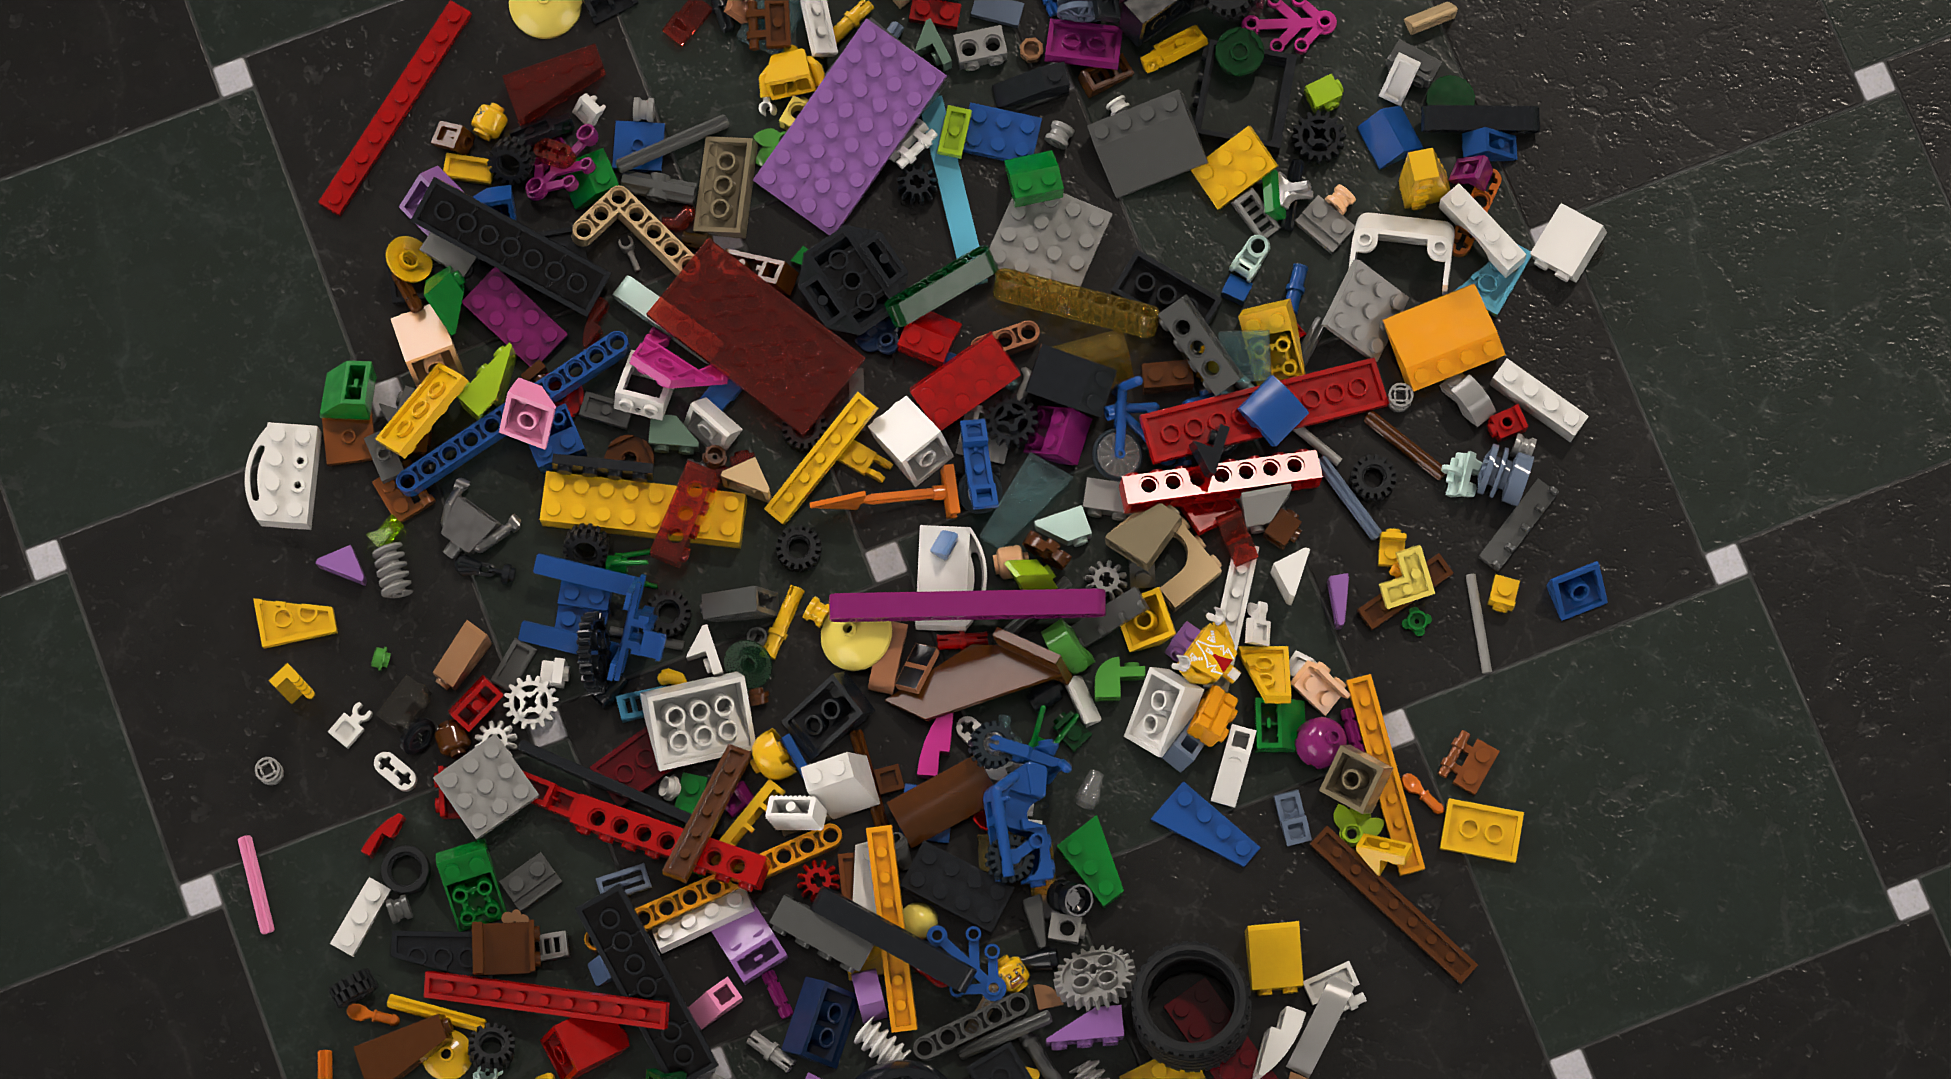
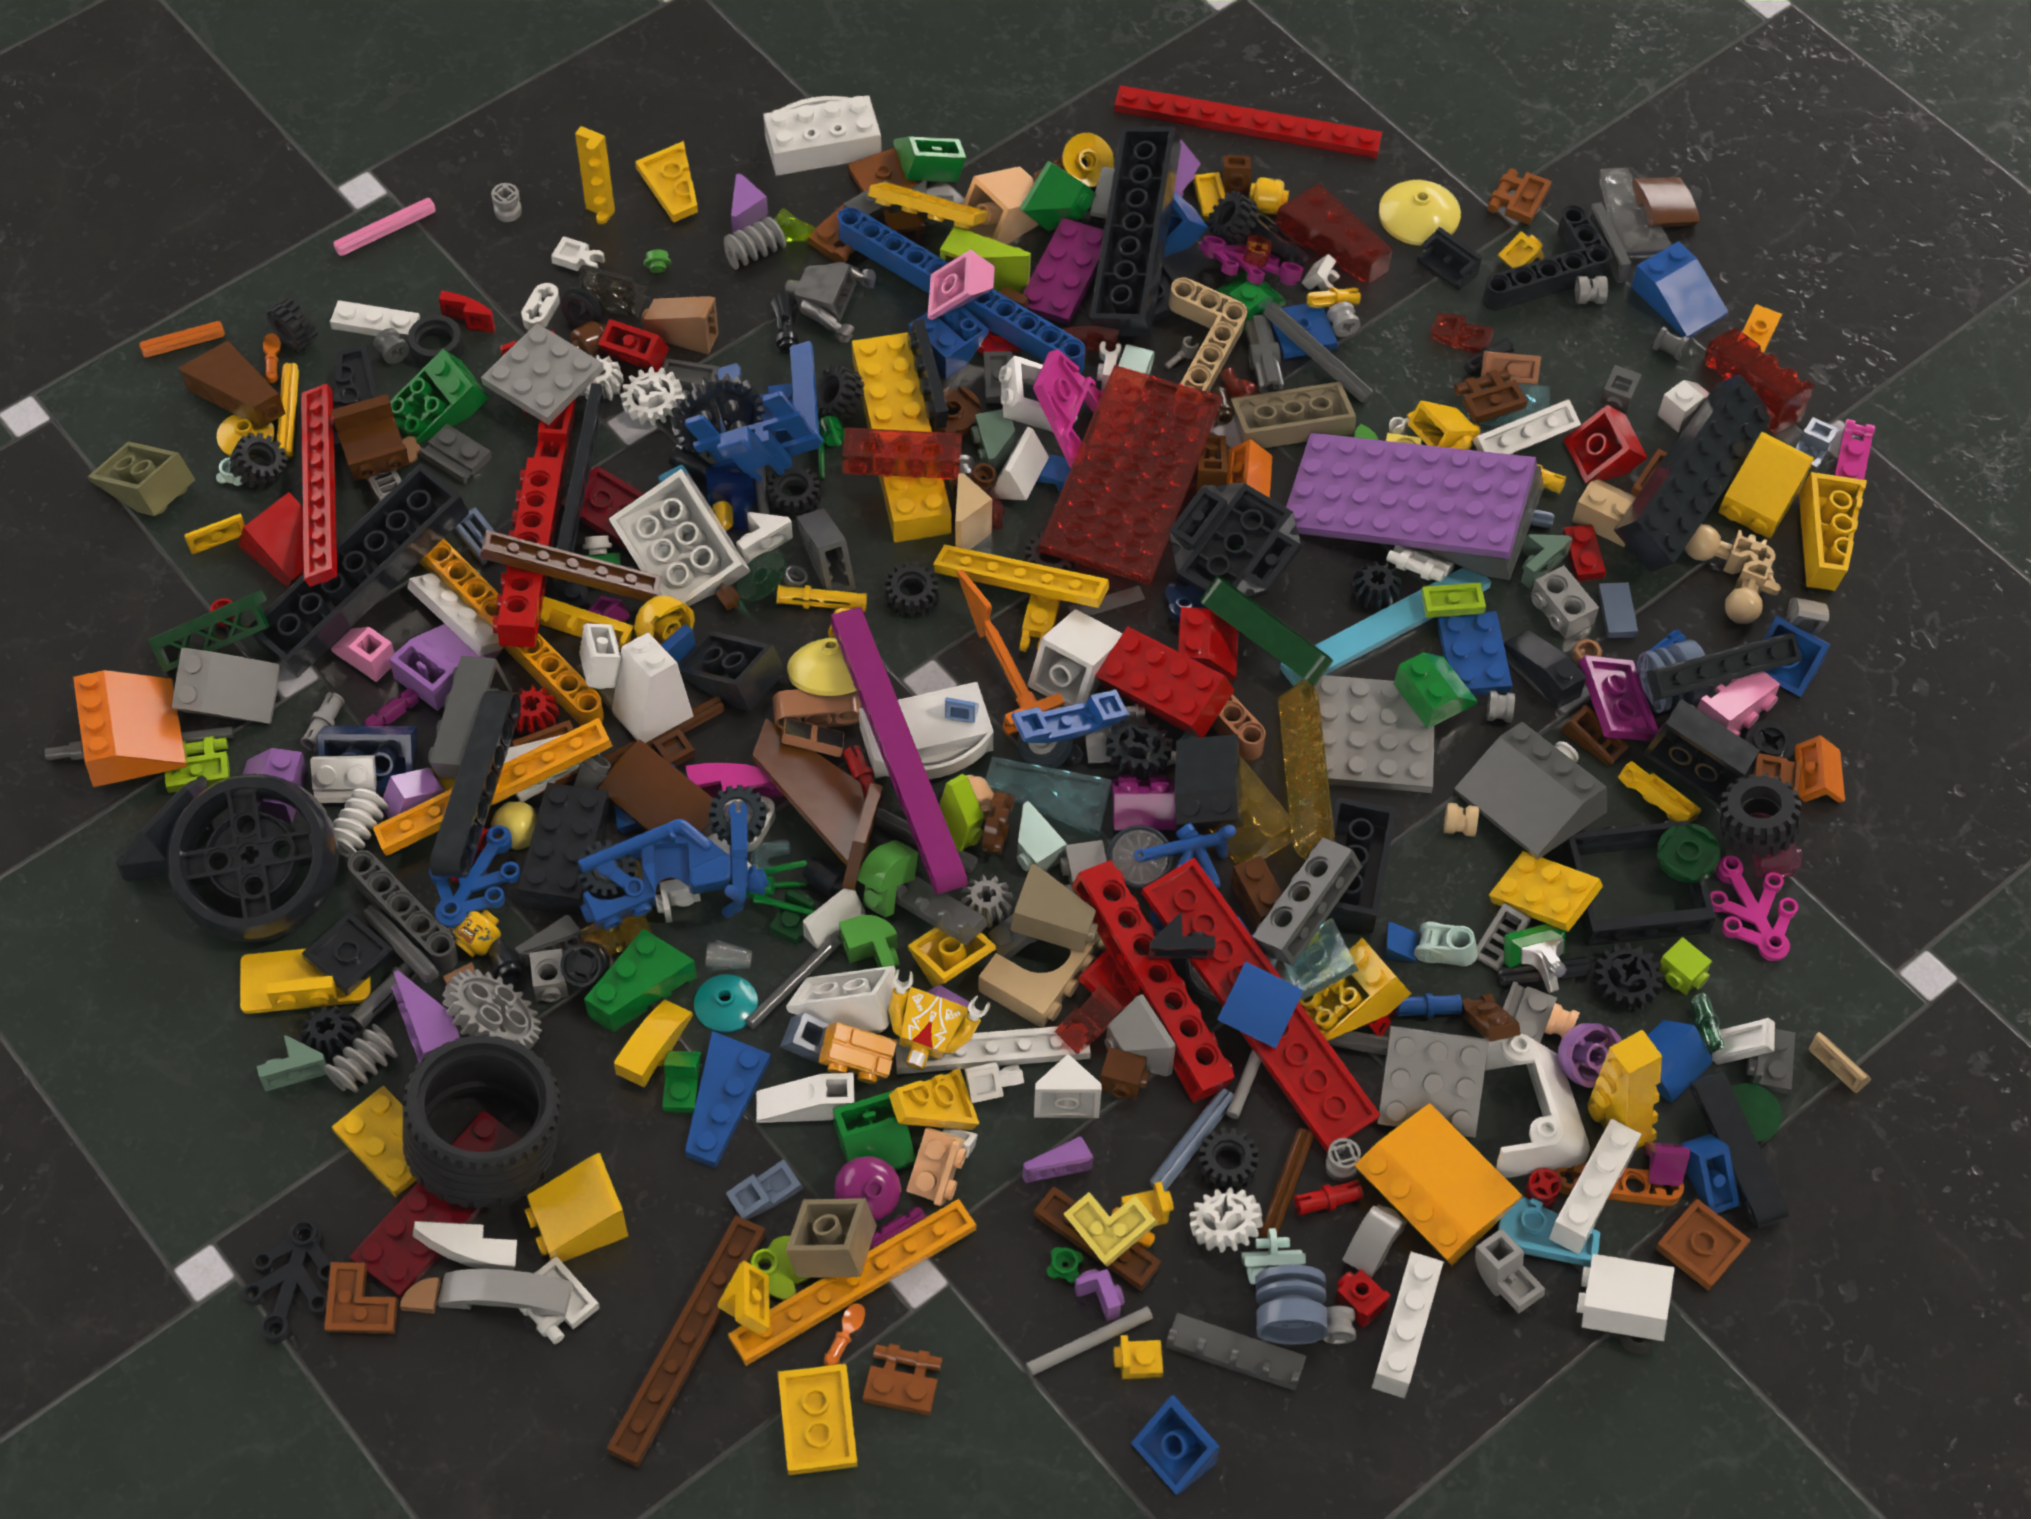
camera: 70 degrees right, 20 degrees down
(620, 109) = (1332, 297): none -> yellow axle
(631, 319) = (1110, 359): none -> white plate
(646, 669) = (732, 486): none -> clear blue brick
(771, 241) = (1250, 465): none -> orange panel
(836, 1045) = (338, 776): none -> white plate
(1121, 815) = (725, 1015): none -> teal dish
(1124, 746) = (793, 981): none -> dark grey bar
(1146, 865) = (651, 1042): none -> yellow slope
(1148, 204) = (1461, 819): none -> tan wheel
(1182, 853) = (681, 1081): none -> green slope
(1328, 250) = (1489, 1018): none -> reddish brown plate
(1373, 97) = (1707, 1022): none -> clear green axle
(1377, 191) = (1584, 1052): none -> medium lavender cylinder
(1417, 504) = (1226, 1220): none -> white gear
(1424, 418) = (1328, 1197): none -> red pin
(1452, 598) = (1109, 1295): none -> medium lavender bracket
(1464, 261) = (1547, 1181): none -> red wheel
(1520, 317) = (1503, 1271): none -> light grey brick
(1539, 174) = (1702, 1244): none -> dark orange plate

